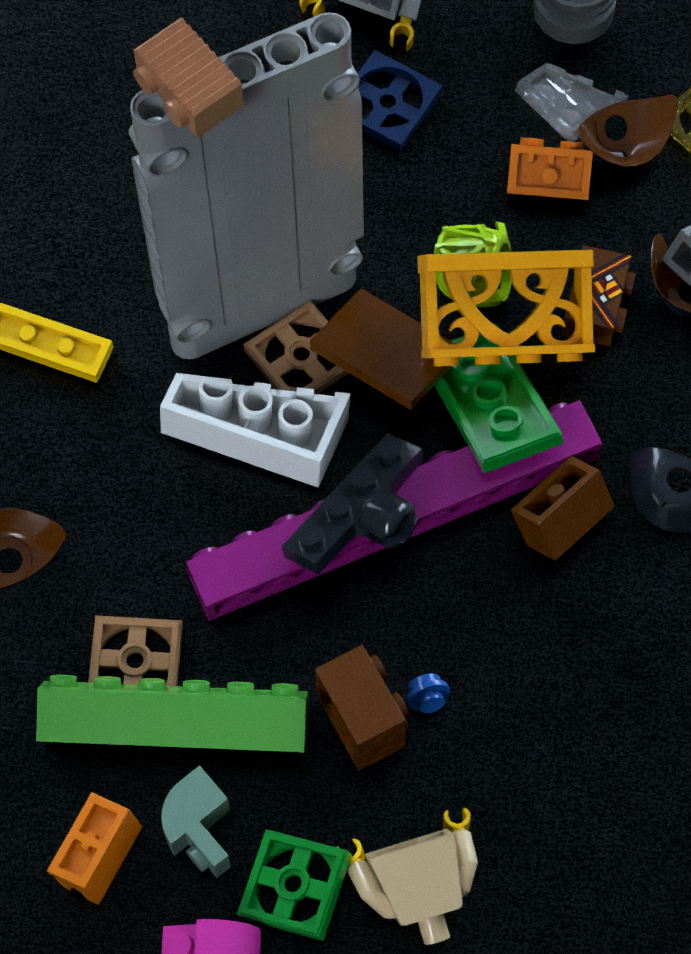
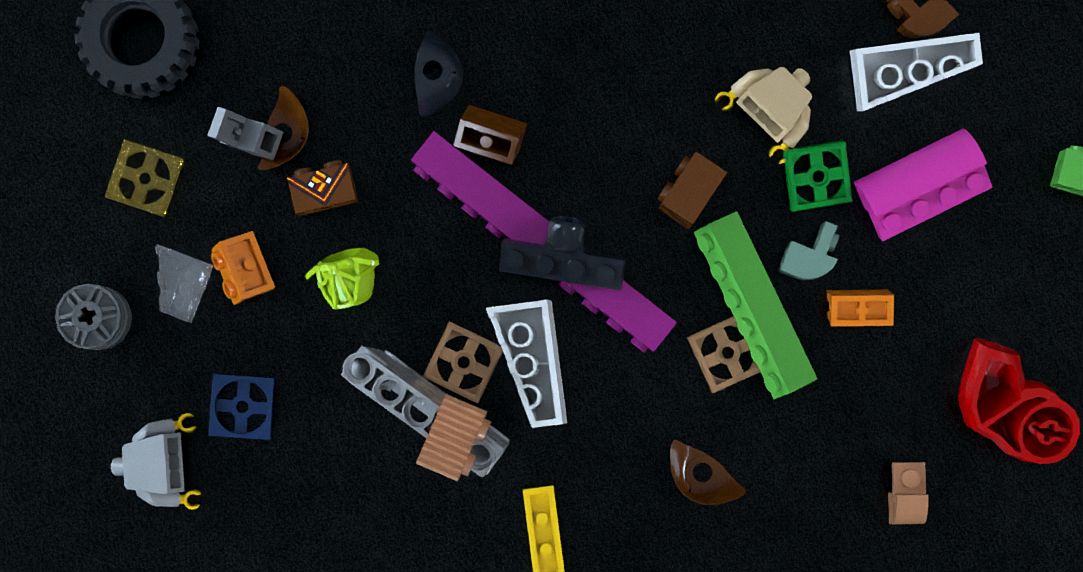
camera: 115 degrees left, 20 degrees up
(379, 348) = (437, 305): reddish brown tile -> none
(427, 693) = (654, 158): blue plate -> none
(497, 410) = (437, 218): green tile -> none
(553, 271) = (356, 256): light orange fence -> none
(647, 131) = (184, 216): reddish brown piece -> none

